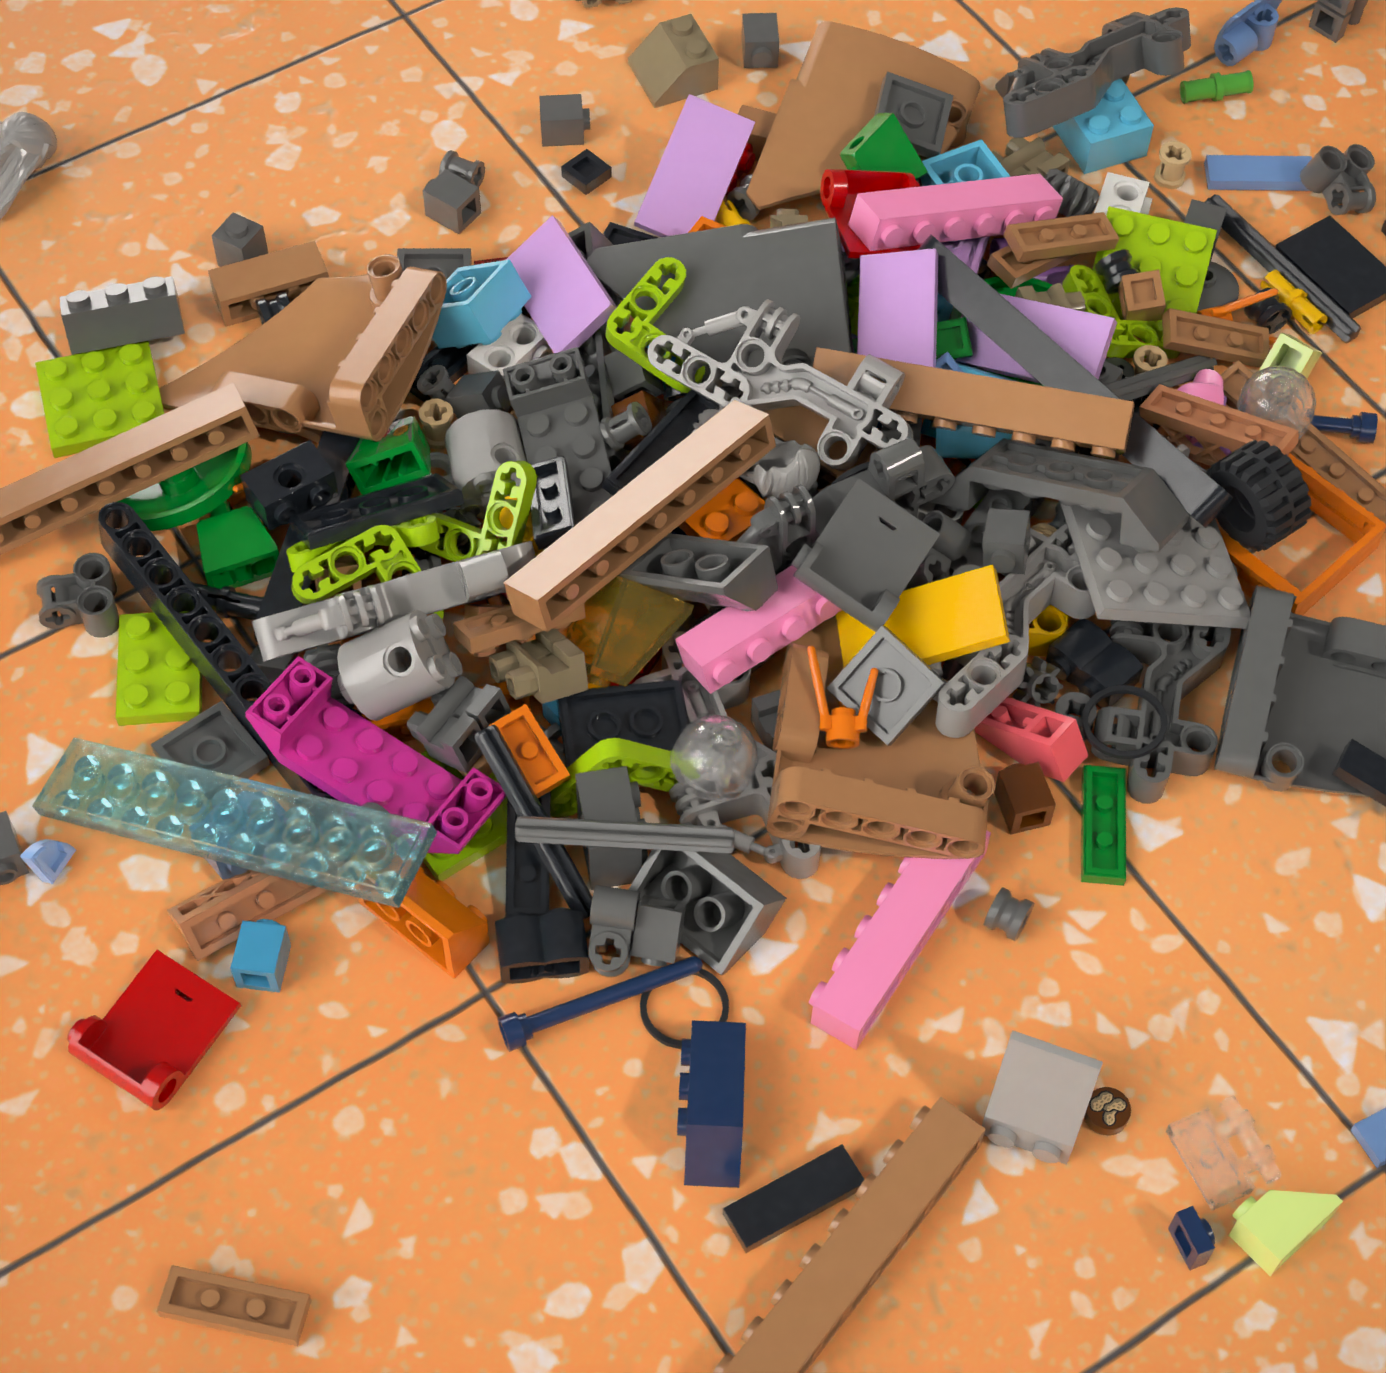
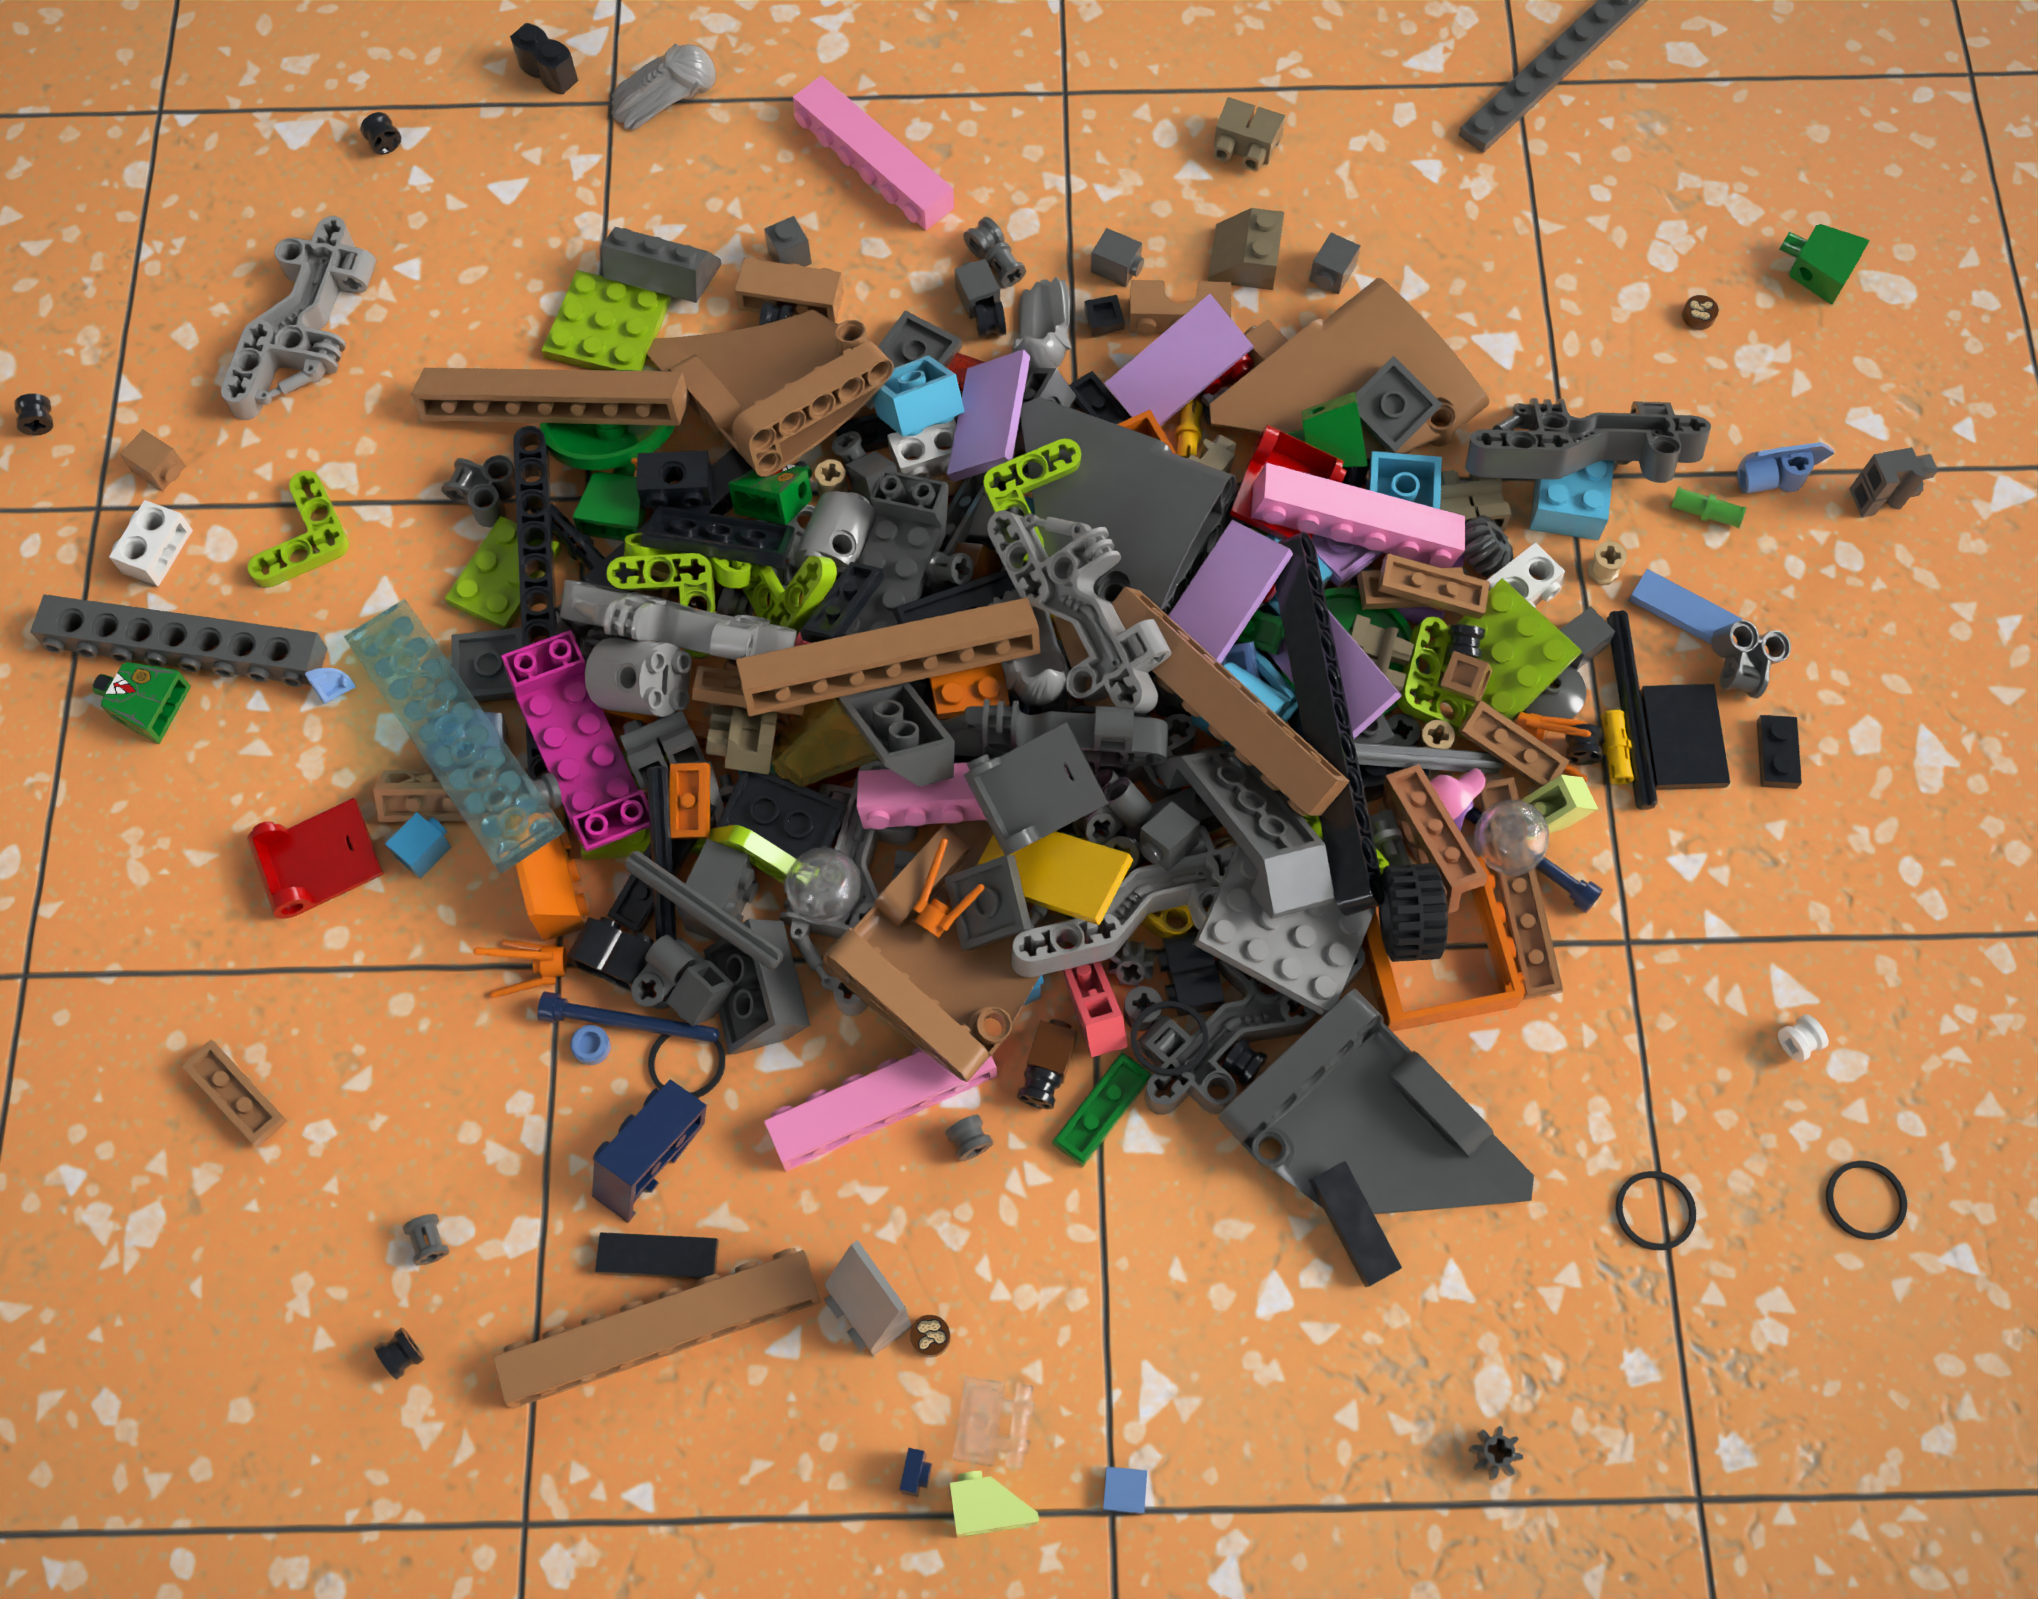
camera: 35 degrees right, 10 degrees up
(263, 133) = (873, 153): none -> bright pink brick
(425, 157) = (983, 237): none -> dark grey wheel
(476, 990) = (547, 960): none -> orange plant
(484, 221) = (990, 320): none -> black wheel
(533, 194) = (1044, 323): none -> light grey hair
(550, 1322) = (426, 1226): none -> dark grey bush
(577, 1045) = (590, 1045): none -> medium blue tile
(633, 147) = (1155, 313): none -> medium nougat arch
(1037, 834) = (1039, 1087): none -> black wheel
(1199, 708) = (1244, 1062): none -> black wheel

